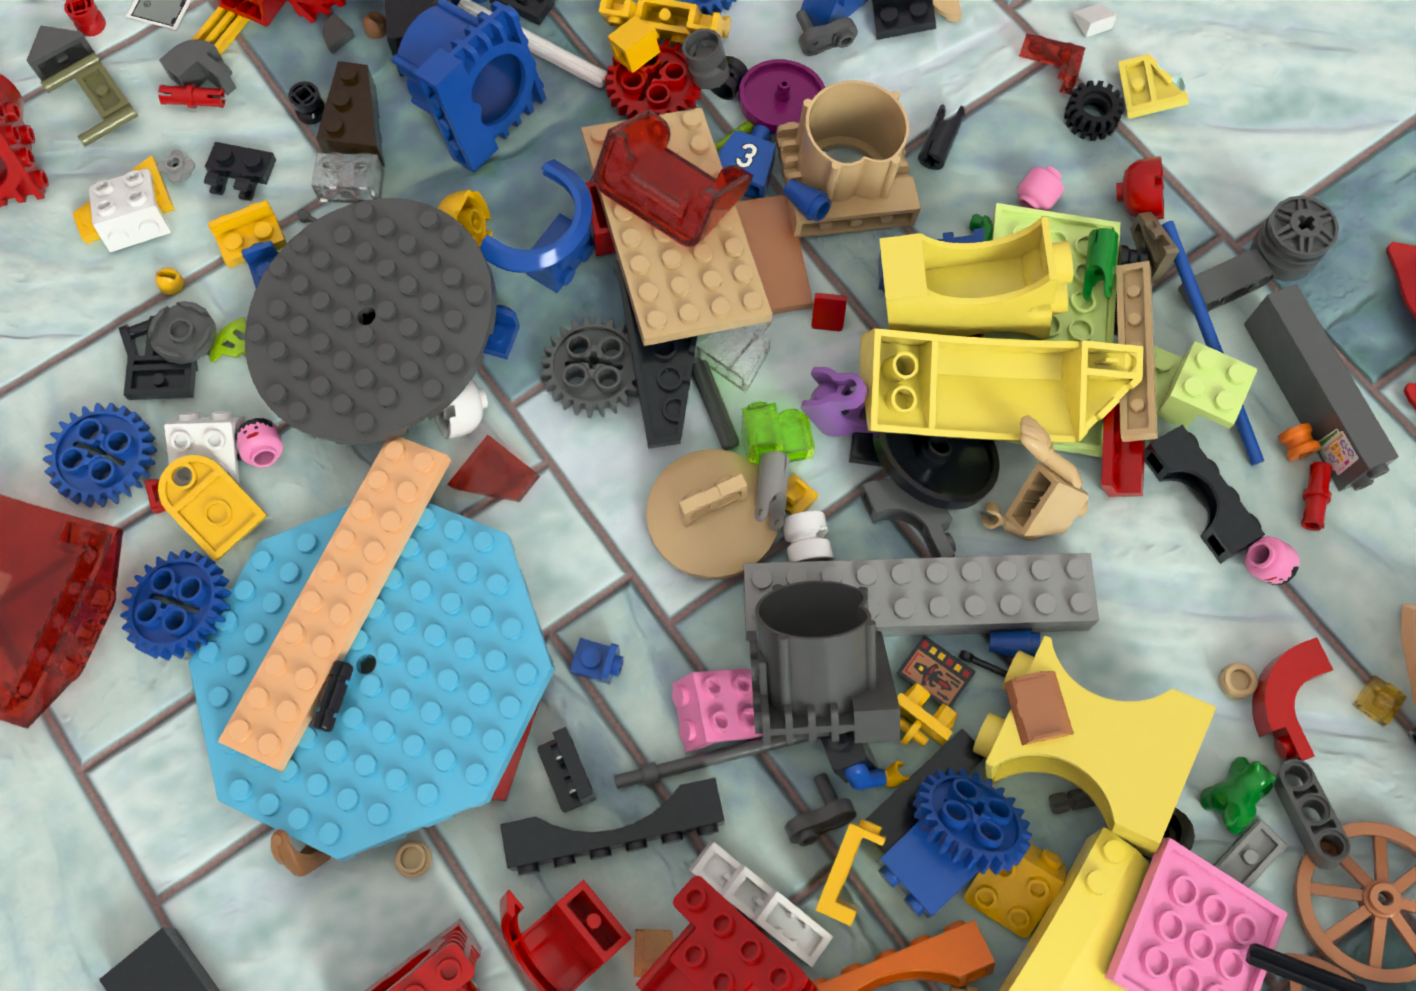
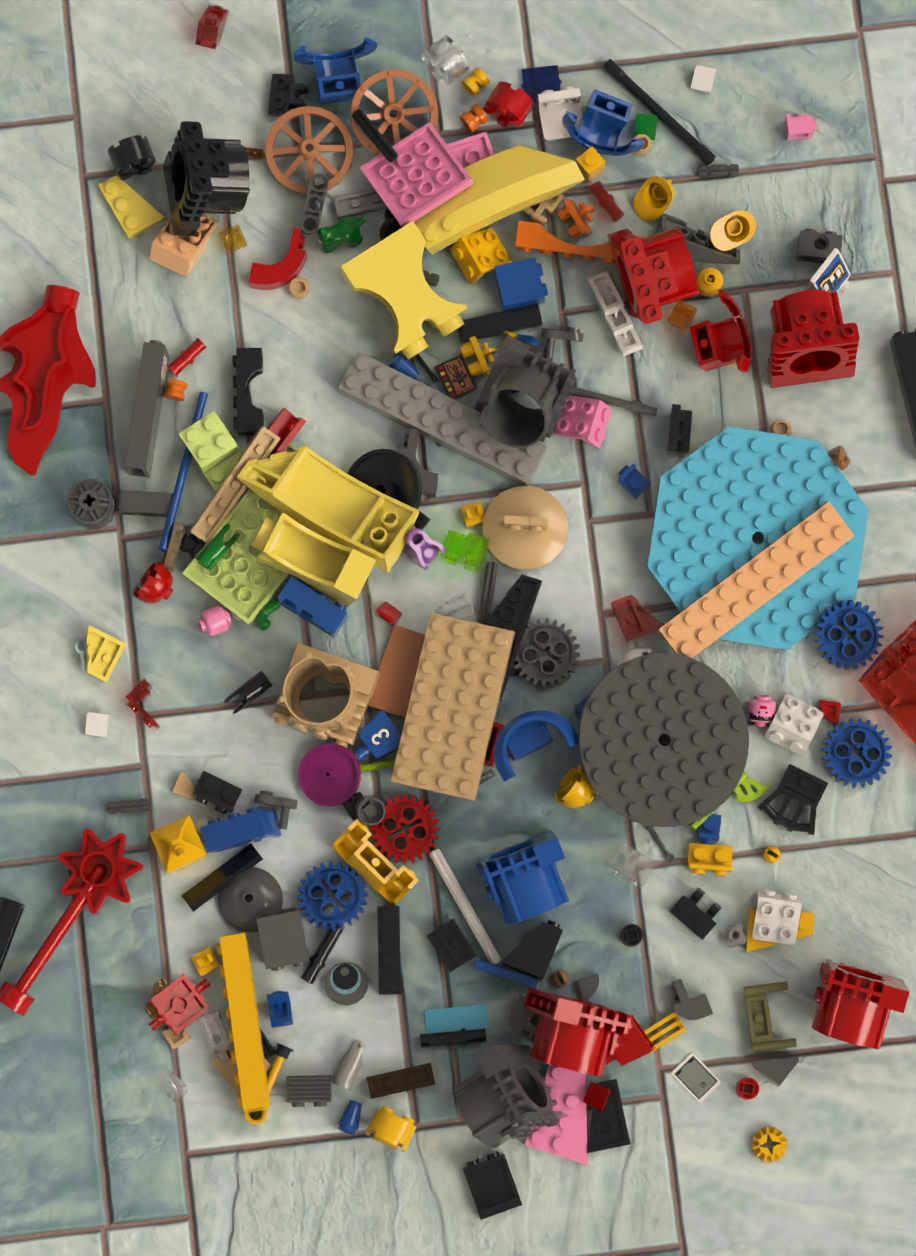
camera: 150 degrees left, 10 degrees up
(182, 332) = (777, 803): dark grey tile -> none
(192, 96) = (703, 984): red pin -> none
(210, 506) = (805, 683): yellow tile -> none
(332, 696) = (783, 525): black axle -> none
(351, 113) = (608, 905): dark brown wedge -> none
(537, 842) = (627, 376): black arch -> none
(634, 43) = (406, 850): yellow brick -> none
(660, 184) = (445, 721): clear red windscreen -> none
(772, 488) = (488, 515): light grey piece -> none
(807, 534) = (483, 480): white wheel -> none
(808, 200) = (366, 676): blue cone -> none
(830, 902) = (578, 287): yellow panel -> none
(972, 820) = (489, 288): blue gear -> none
(1038, 707) = (424, 318): nougat piece -> none
(1048, 497) = (339, 429): tan torso -> none
(1097, 96) = (137, 646): black tyre -> none
(1272, 560) = (240, 334): bright pink head -> none

